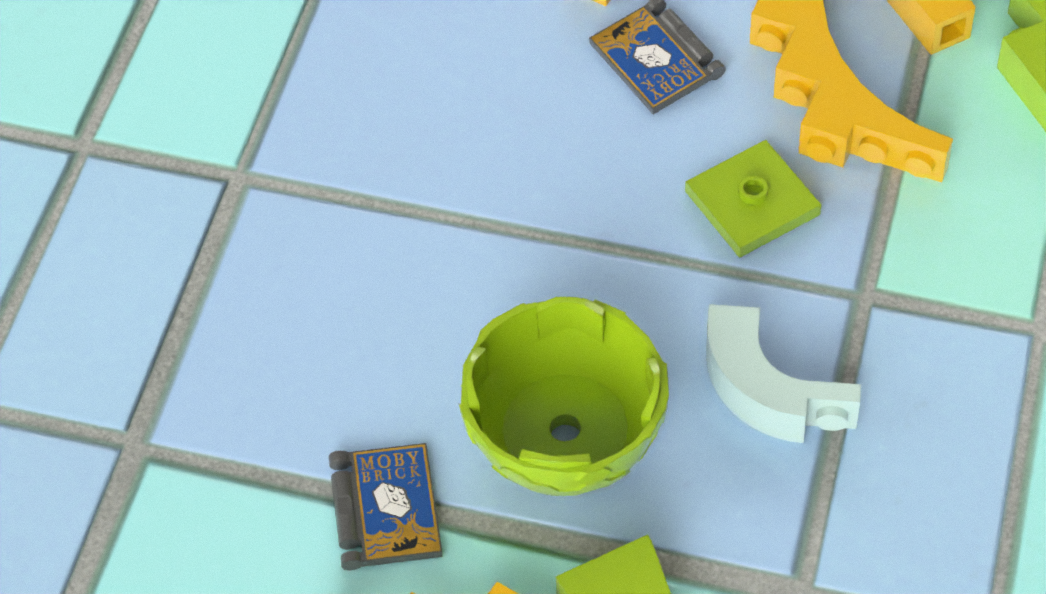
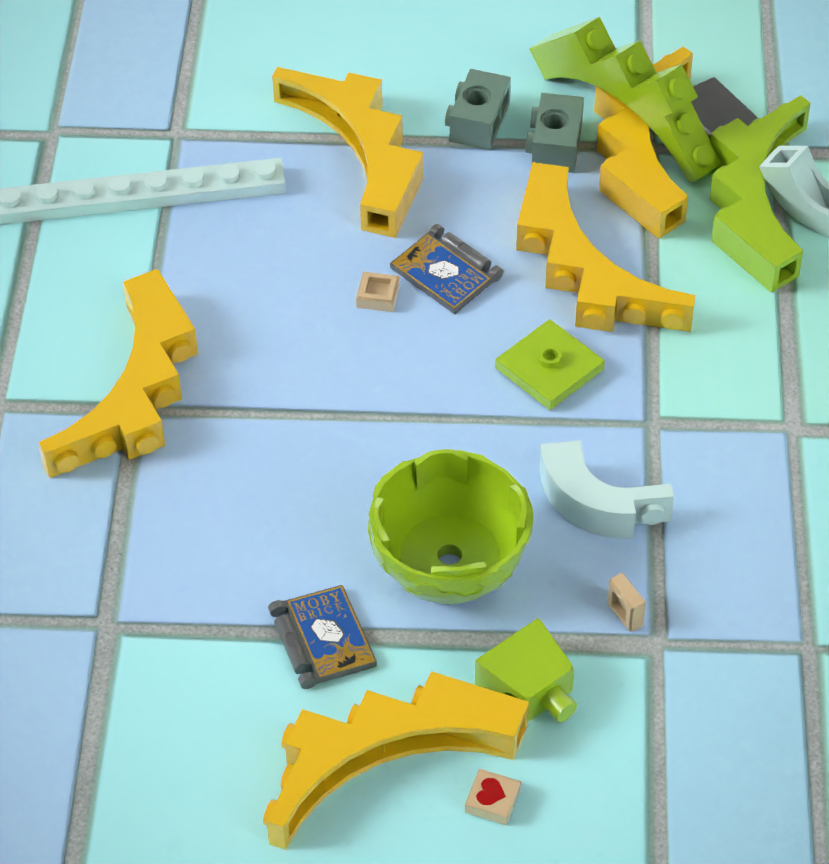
camera: 15 degrees left, 5 degrees down
(254, 148) = (149, 382): none -> yellow arch
(565, 72) = (378, 291): none -> tan tile
(768, 531) = (626, 602): none -> tan tile

